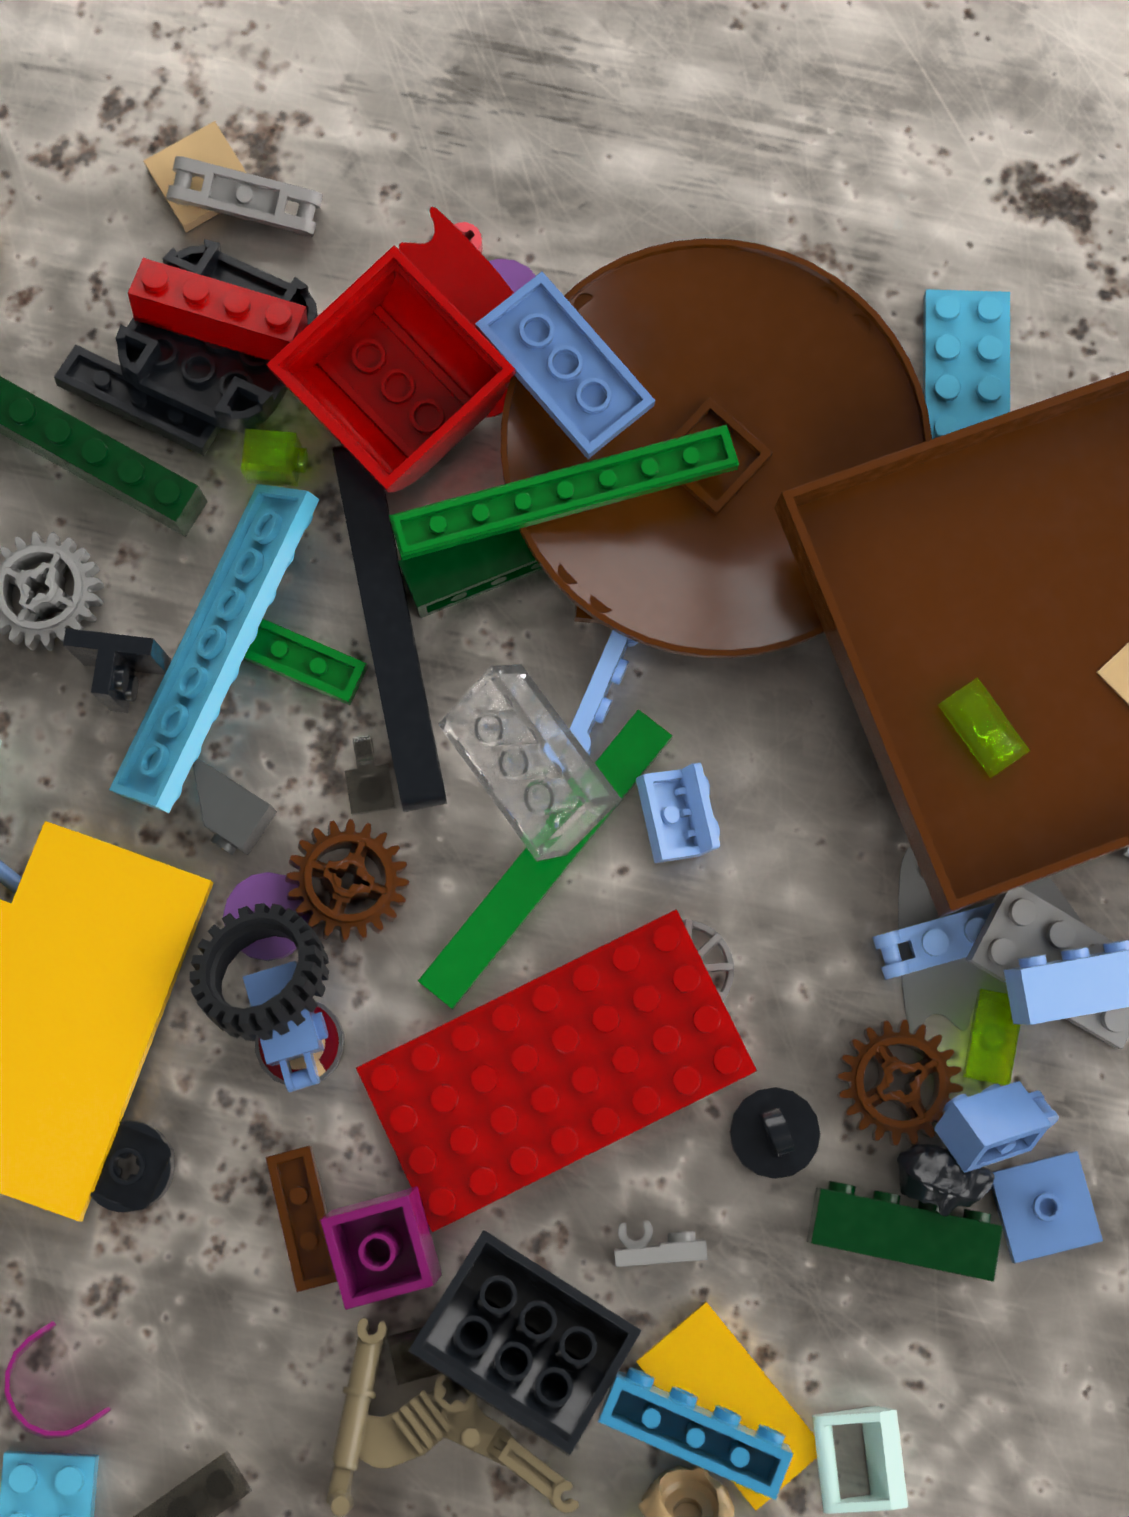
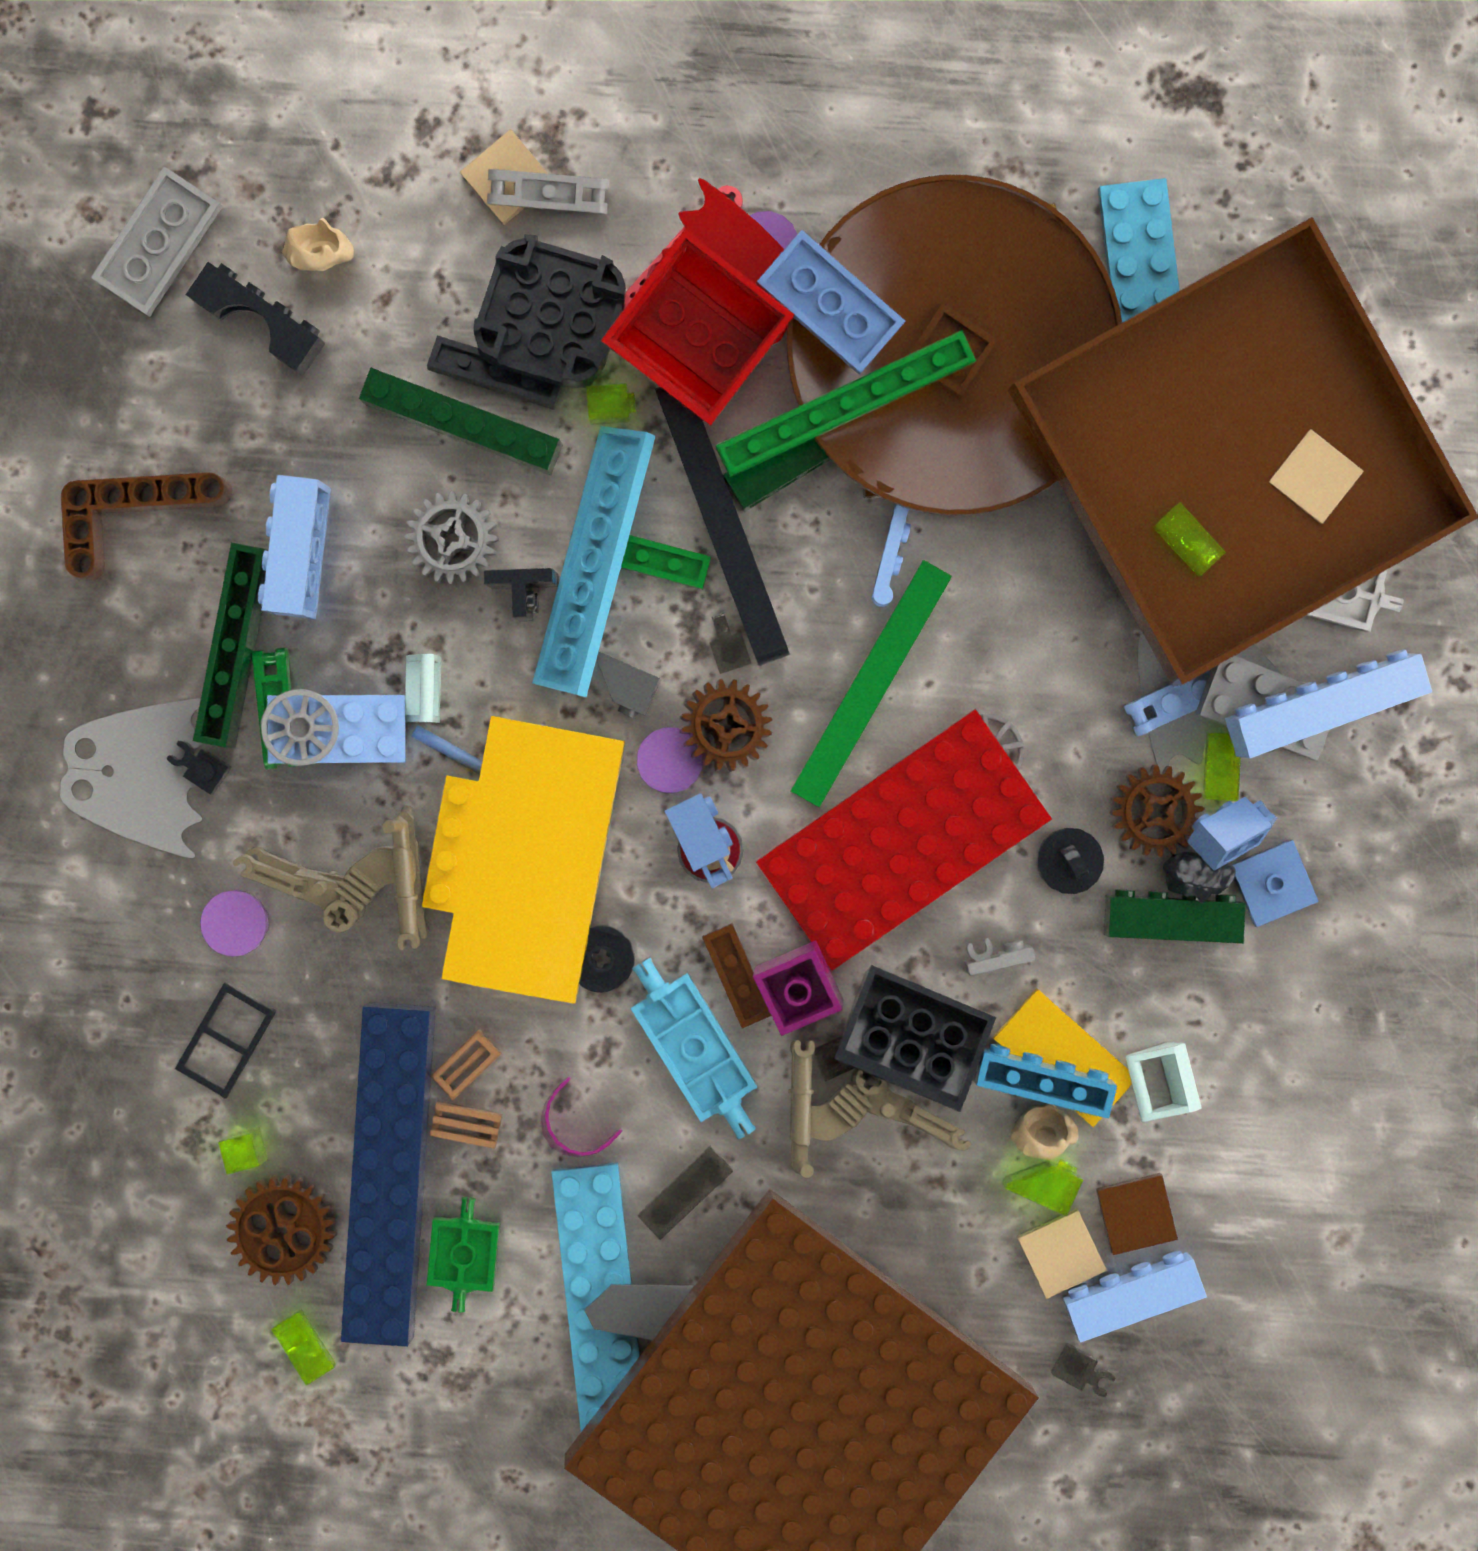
camera: 15 degrees left, 10 degrees up
(214, 310) = (549, 296): red brick -> none
(225, 946) = (651, 780): black tyre -> none
(229, 1309) = (694, 1047): none -> medium azure plate
(529, 761) = (849, 616): clear brick -> none
(678, 813) = (966, 635): light blue bracket -> none

